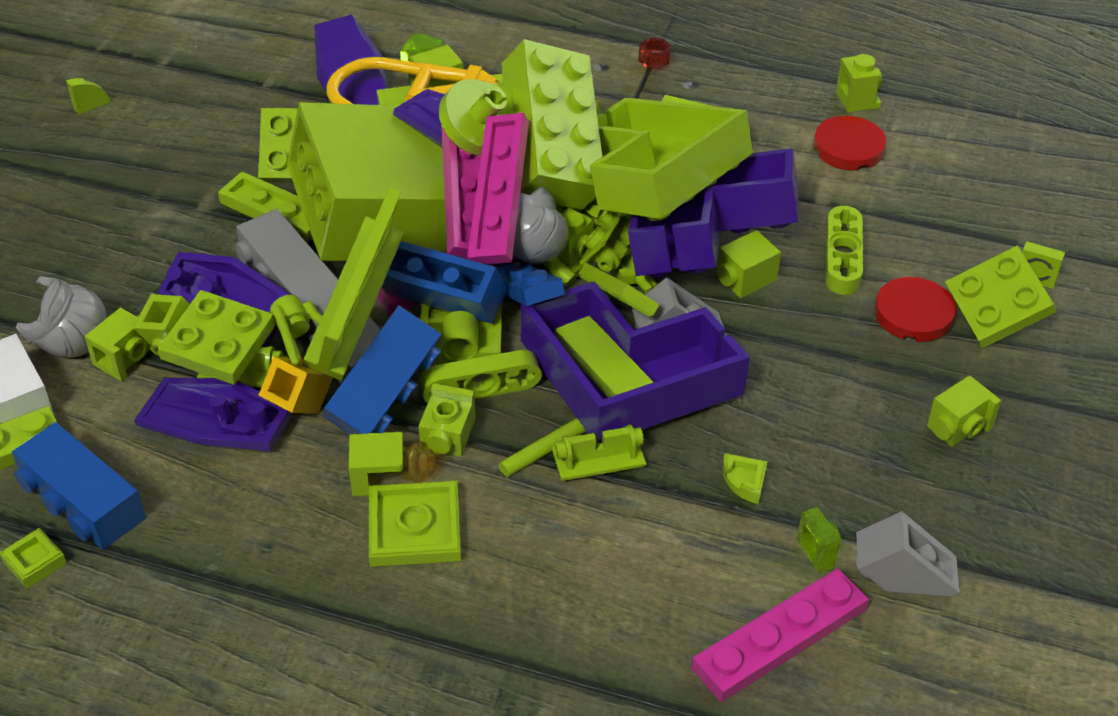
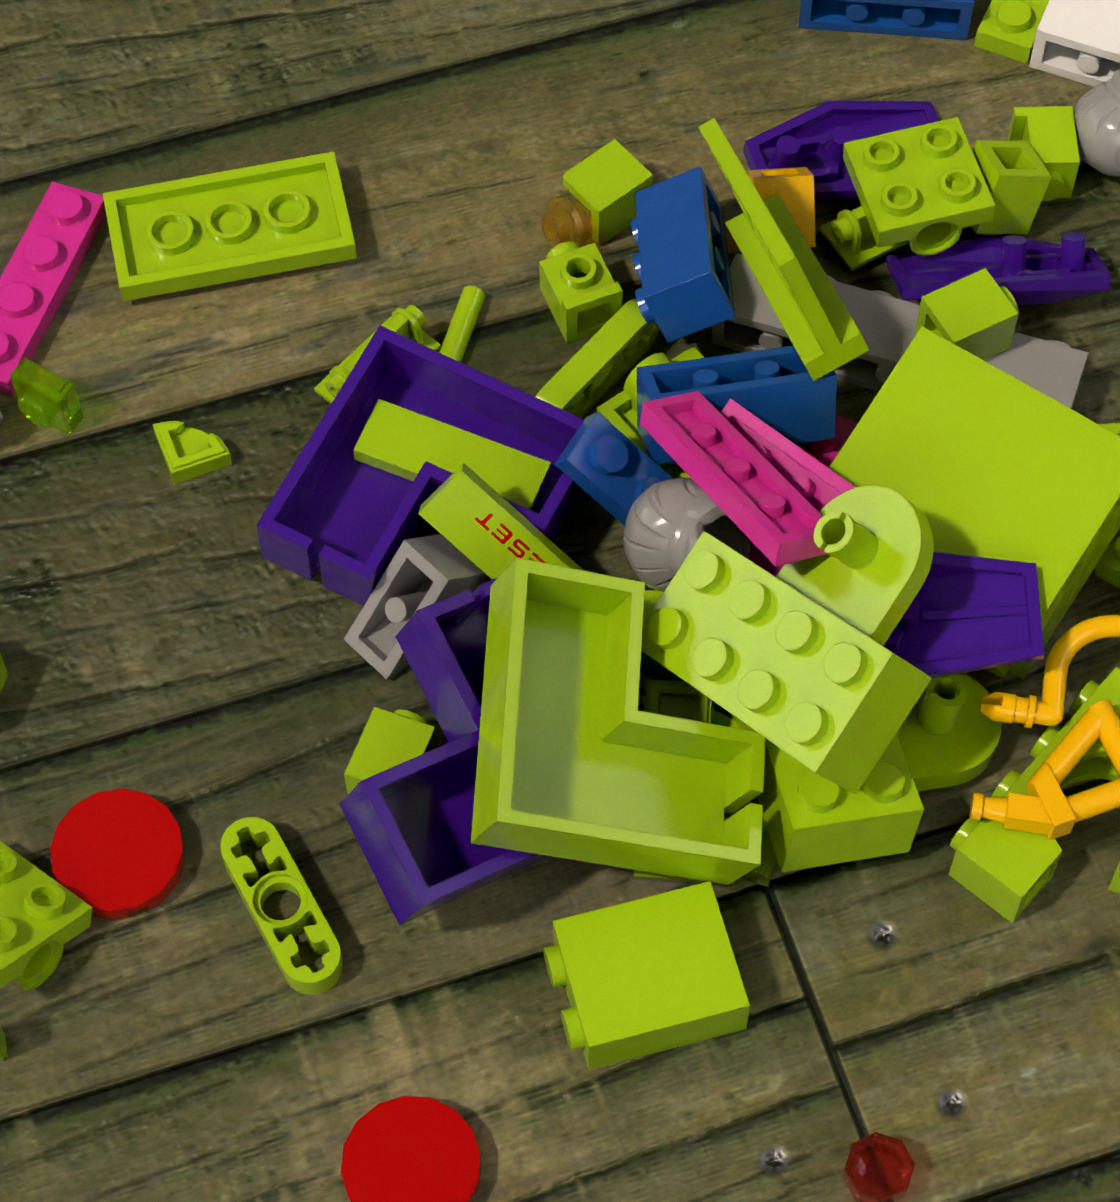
camera: 145 degrees right, 15 degrees up
(284, 248) = (971, 314): none -> lime brick
(293, 321) = (861, 262): lime plant -> none
(414, 523) = (508, 174): lime tile -> none
(624, 587) = (229, 226): none -> lime plate

